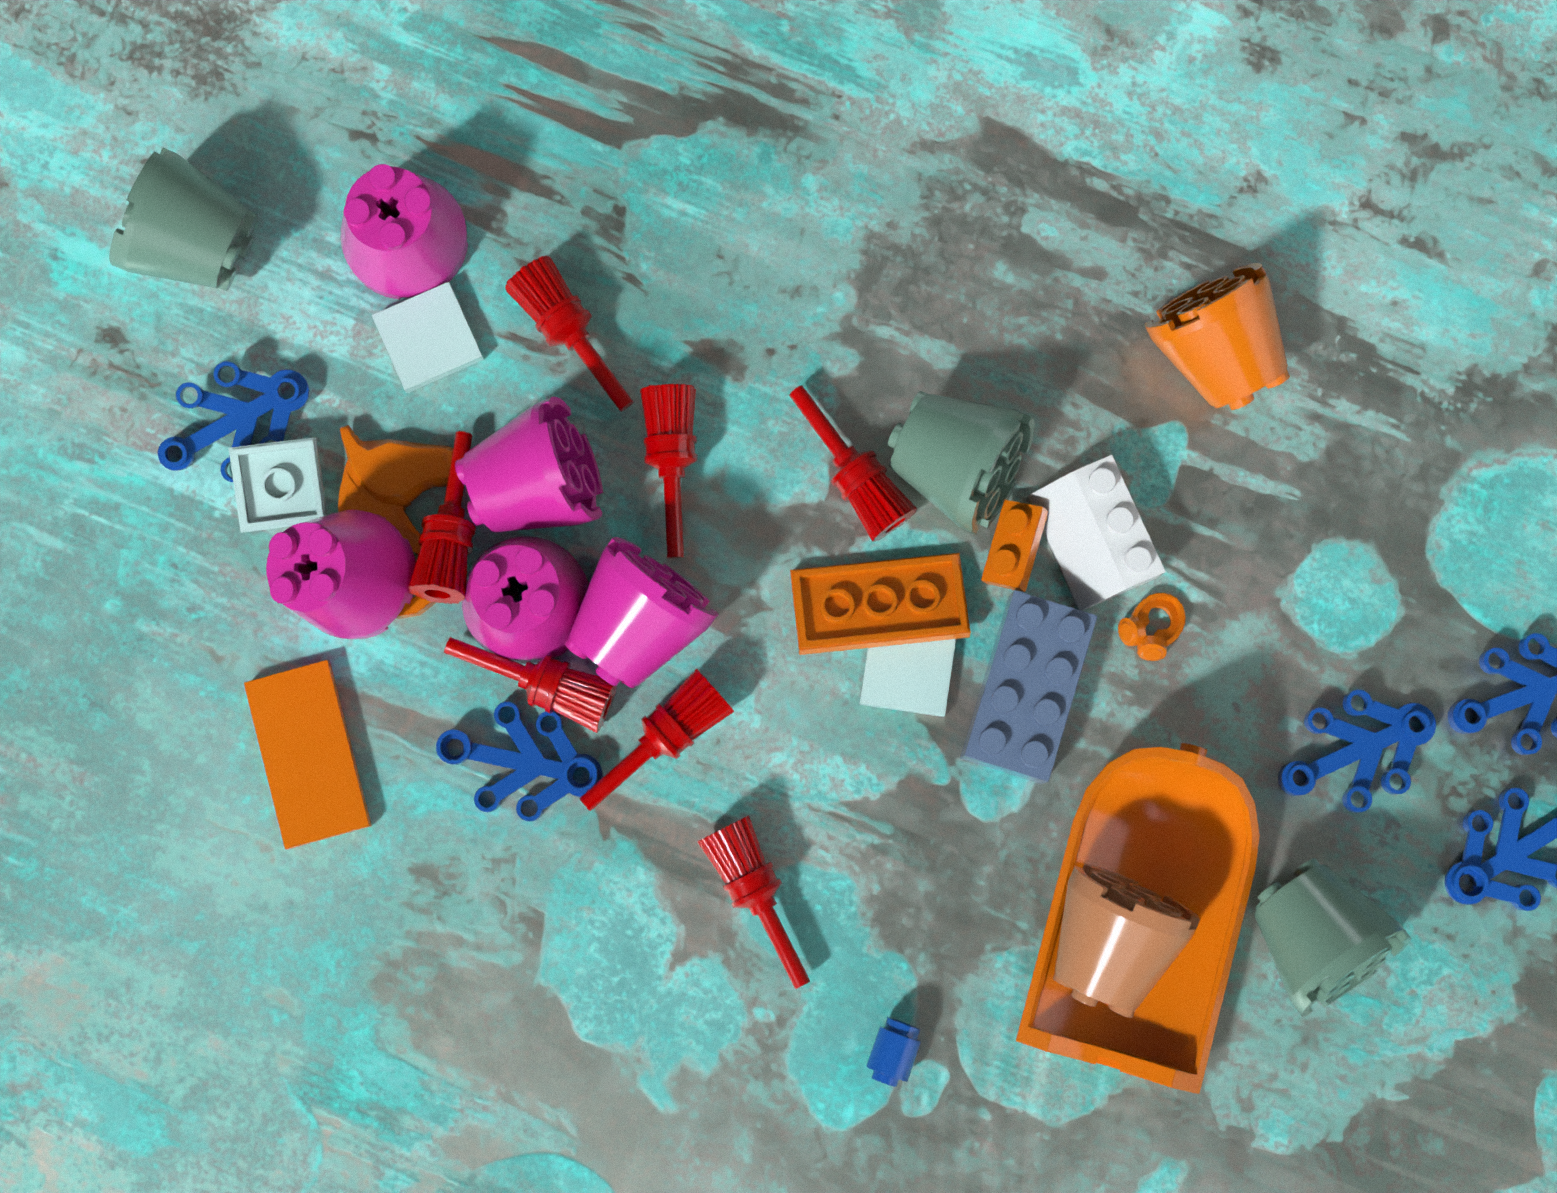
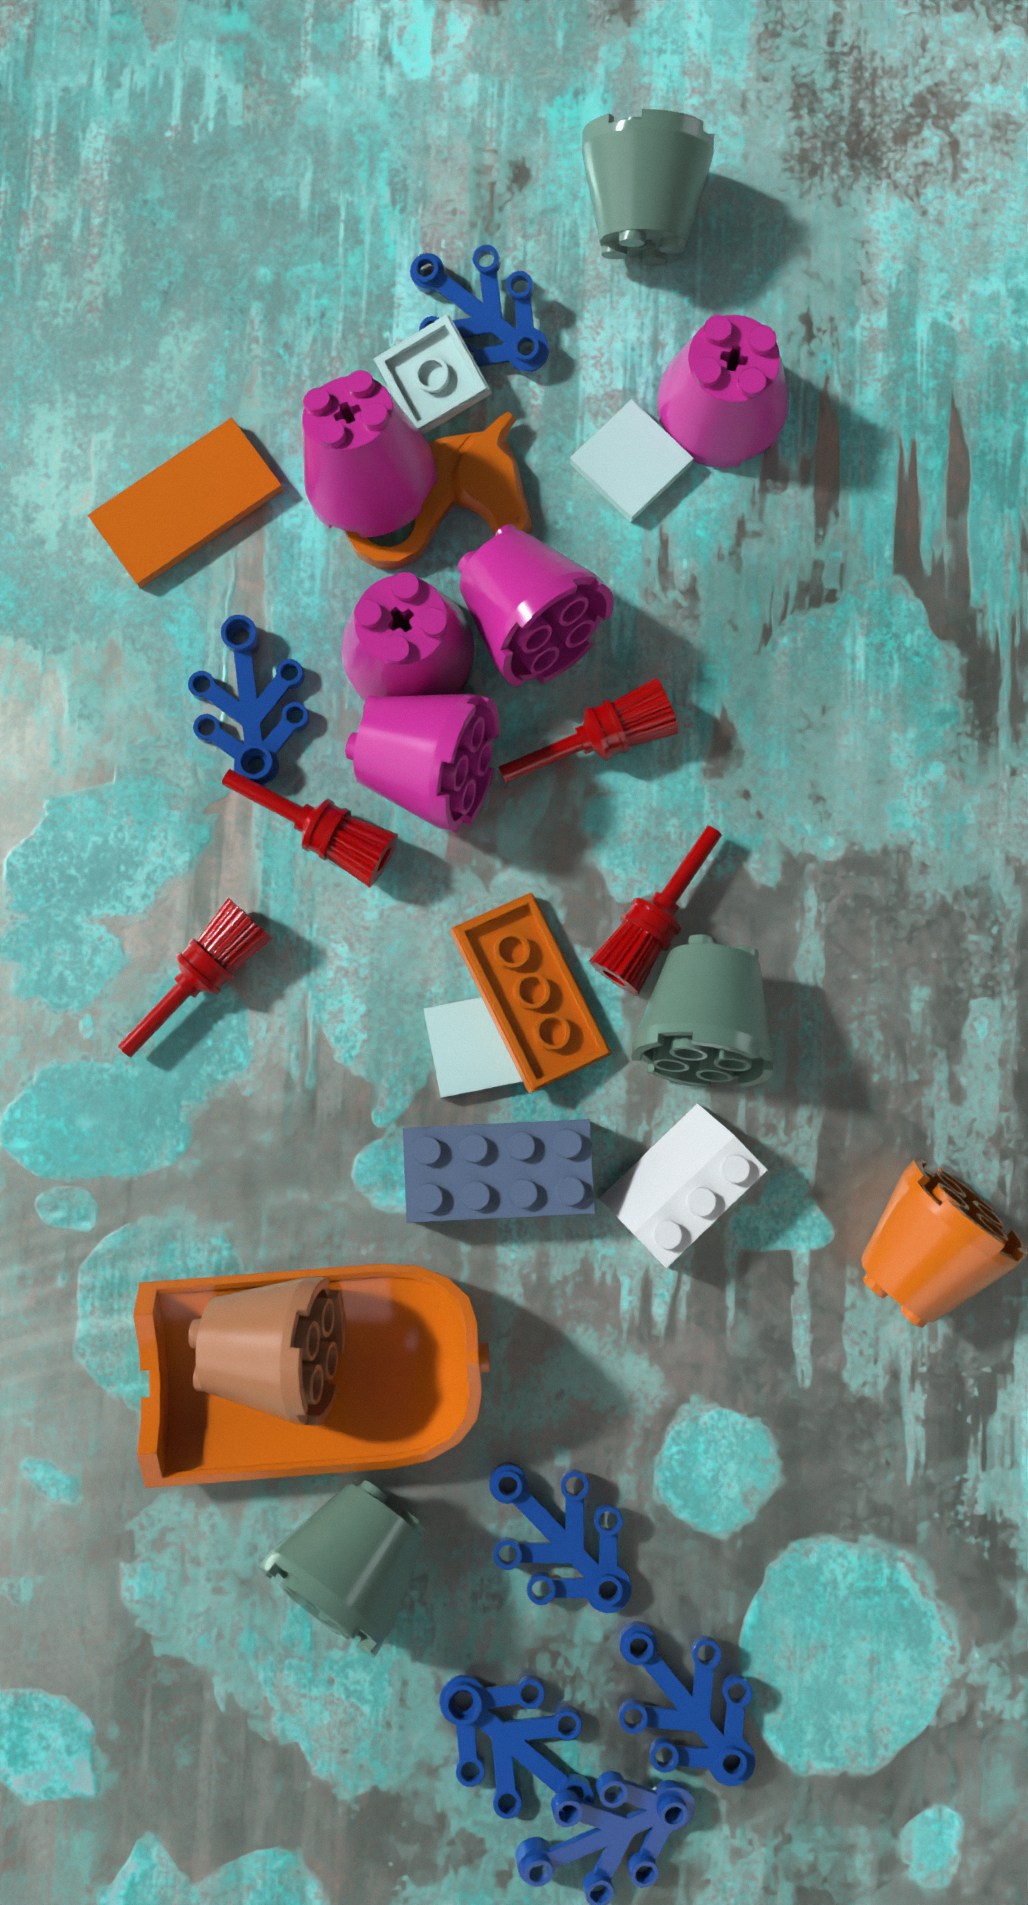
camera: 75 degrees right, 0 degrees up
(445, 541) = (431, 545): red piece -> none
(548, 684) = (330, 698): red piece -> none
(562, 319) = (697, 577): red piece -> none
(894, 1052) = (89, 1165): blue brick -> none
(1014, 545) = (640, 1107): orange plate -> none
(1154, 646) = (600, 1258): orange piece -> none

